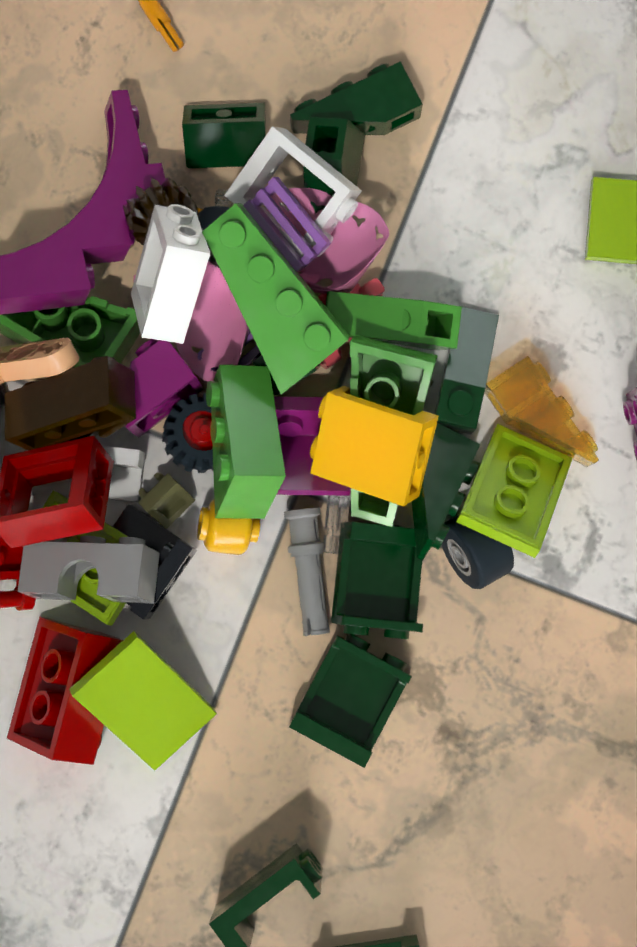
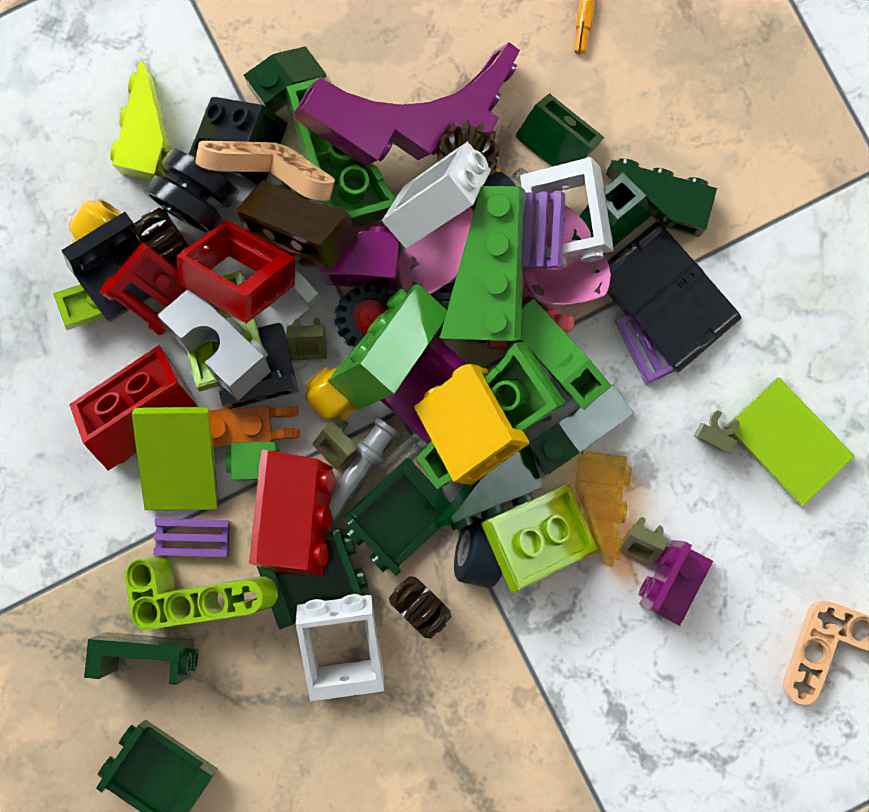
camera: 35 degrees right, 0 degrees up
(182, 615) = (250, 425): none -> orange hinge
(189, 780) = (160, 536): none -> medium lavender tile
(211, 644) = (245, 459): none -> bright green brick
(270, 567) = (335, 444): none -> olive tile
(274, 800) = (202, 599): none -> lime beam
(287, 659) = (291, 514): none -> red slope
(441, 189) = (669, 296): none -> black piece
(444, 773) = (343, 678): none -> white window
(451, 261) = (636, 354): none -> medium lavender tile
(467, 640) = (420, 607): none -> dark brown gear
(585, 272) = (715, 435): none -> olive tile
(606, 418) = (644, 544): none -> olive tile

